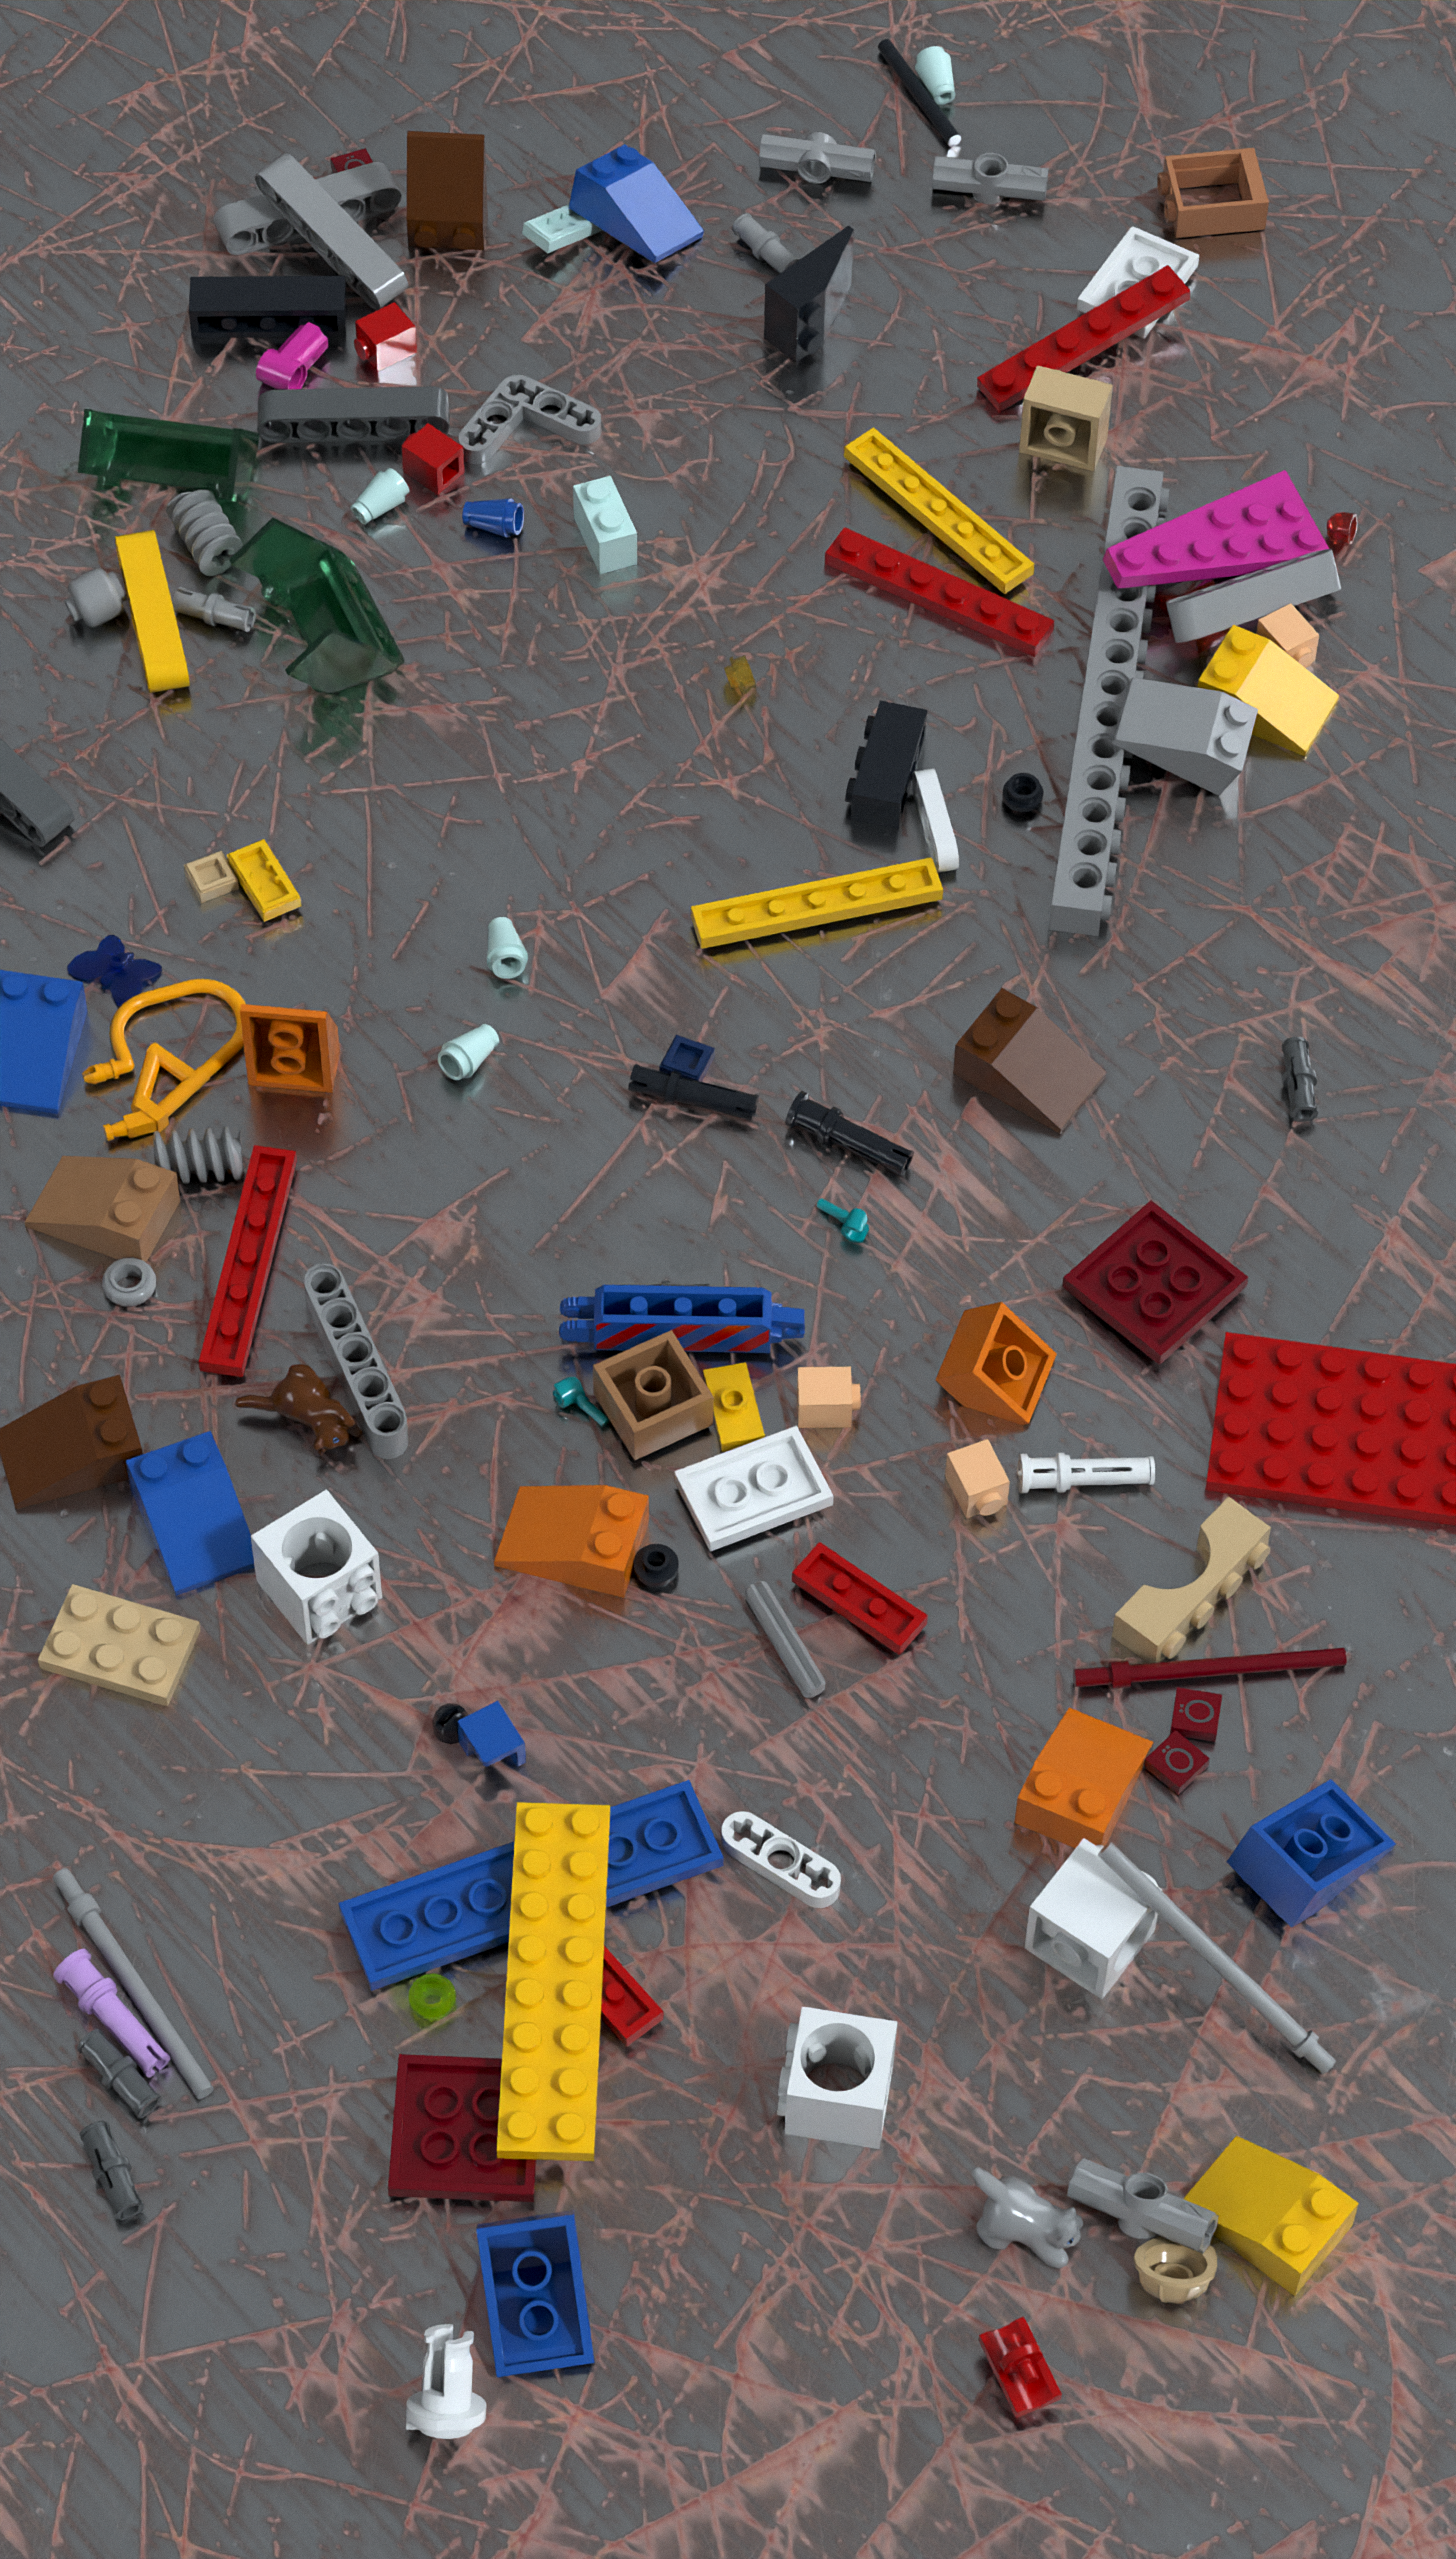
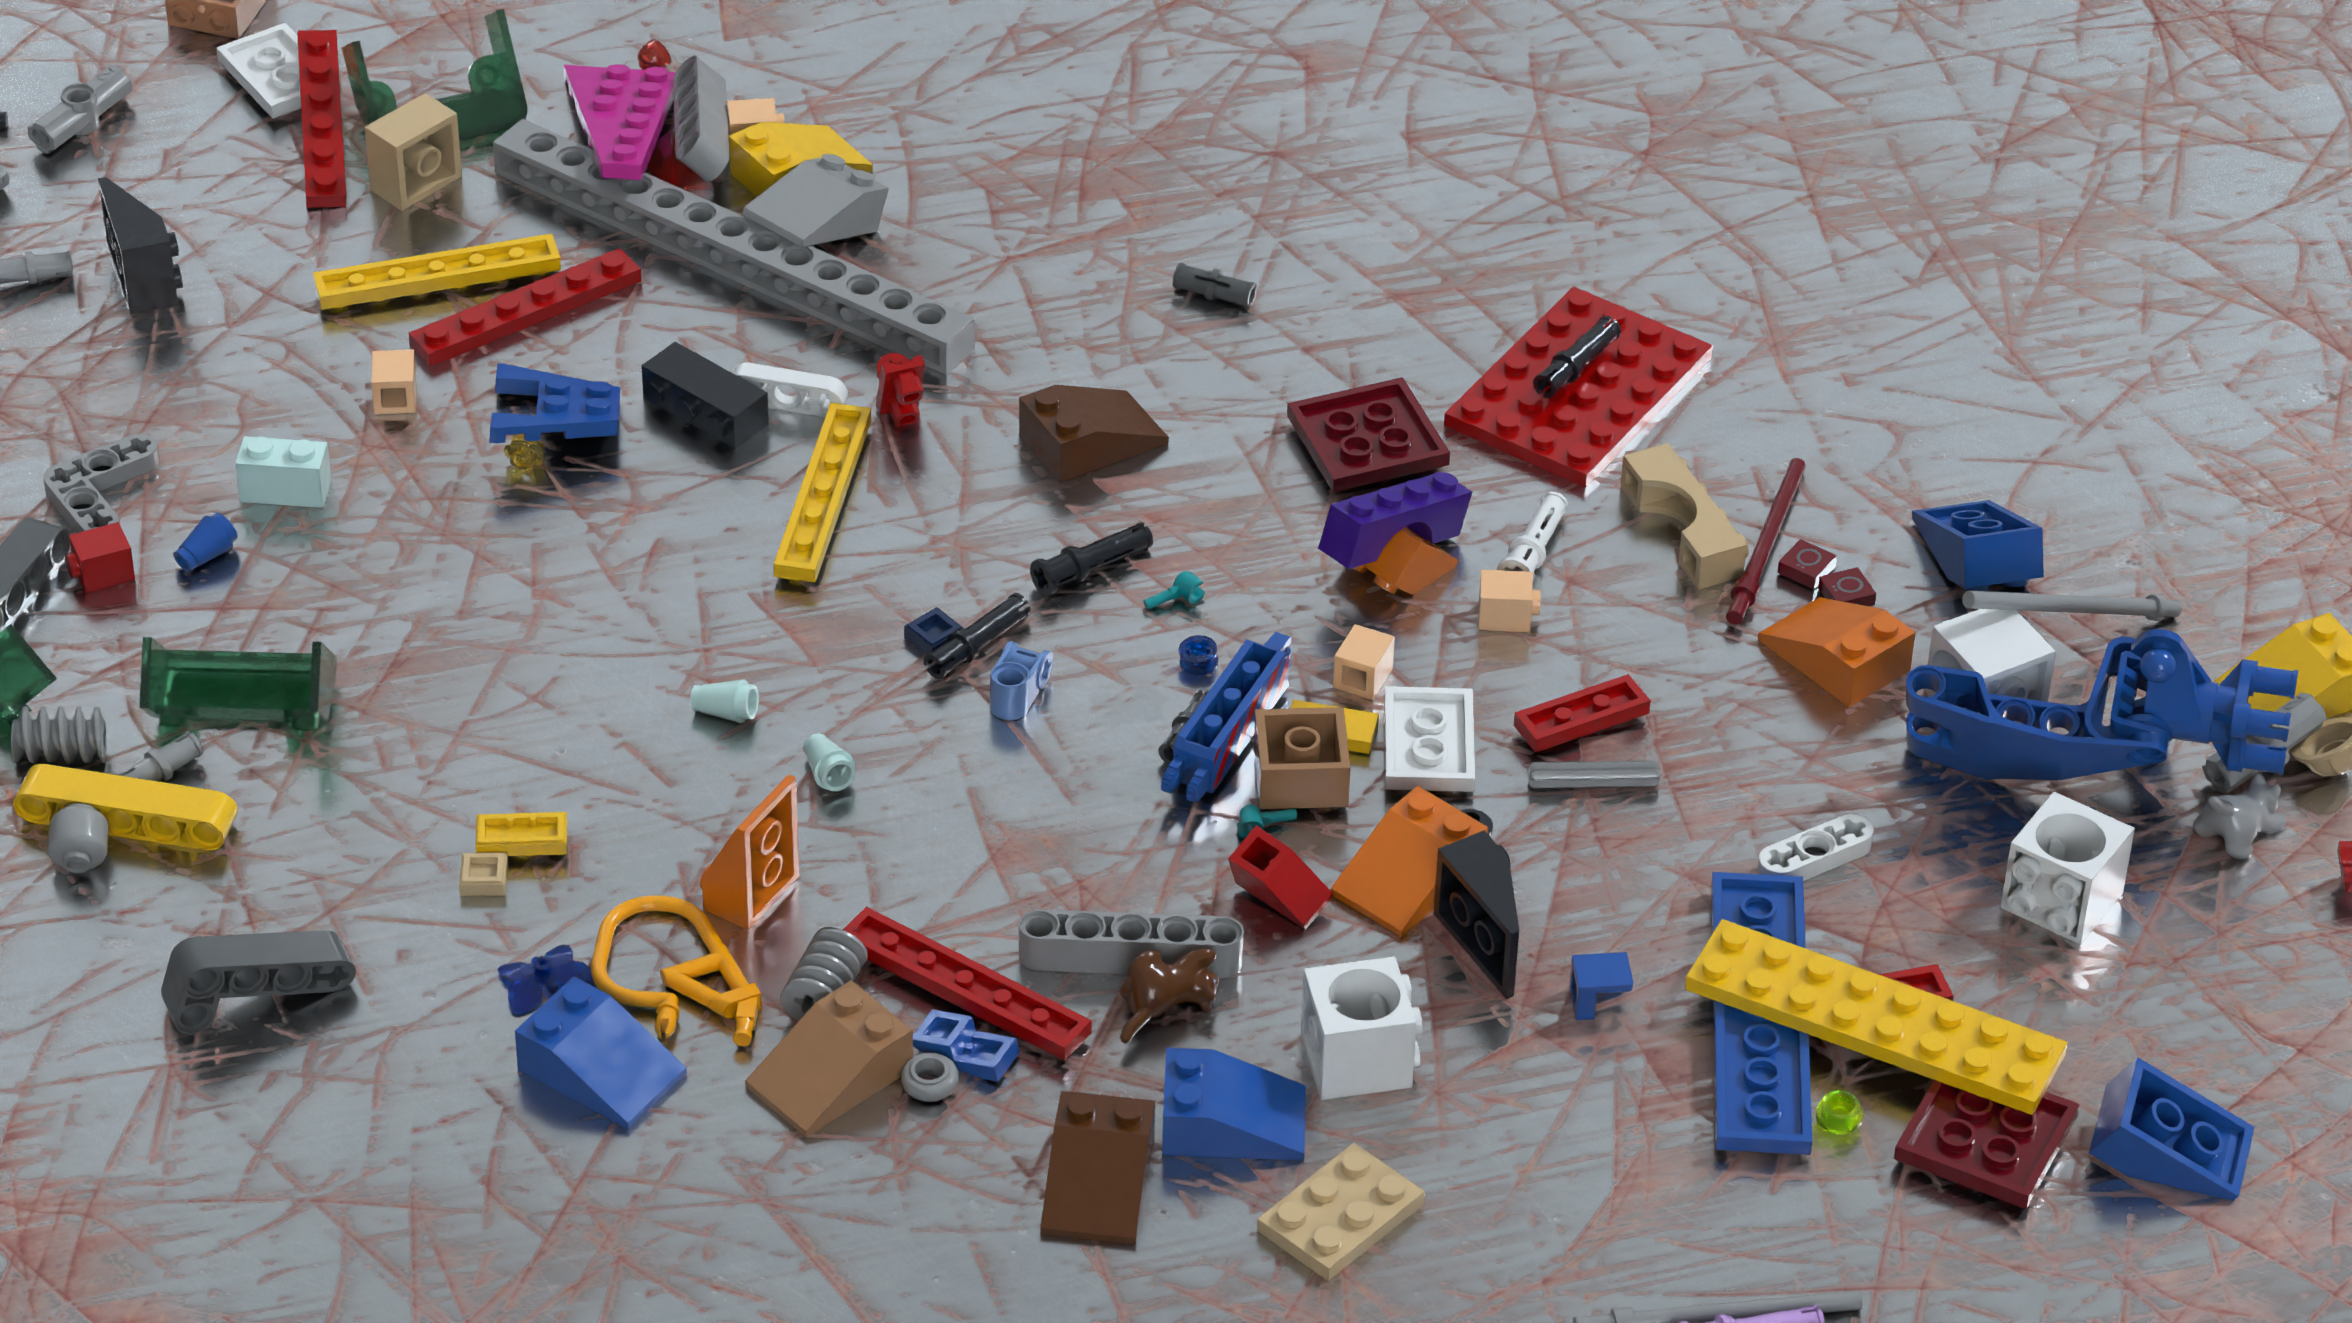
camera: 65 degrees left, 15 degrees down
(179, 1291) = (970, 1050): none -> blue slope
(380, 496) = (114, 606): light aqua cone -> none
(446, 2403) = (2263, 1222): white piece -> none
(448, 1733) = (1549, 1013): black hinge -> none
(488, 1436) = (1278, 877): none -> red slope
(522, 1610) = (1479, 905): none -> black slope
(651, 1142) = (1018, 680): none -> medium blue piece
(770, 545) = (394, 381): none -> light nougat brick
(777, 1279) = (1199, 646): none -> clear blue bush
(807, 681) = (563, 404): none -> blue wing
(961, 1317) = (1364, 524): none -> dark purple arch
(974, 898) = (900, 387): none -> red hips
(1028, 786) = (793, 332): black plate -> none
(1046, 2050) = (2180, 703): none -> blue piece
(1156, 421) = (494, 81): none -> clear green windscreen
(1354, 1405) = (1569, 364): none -> black pin

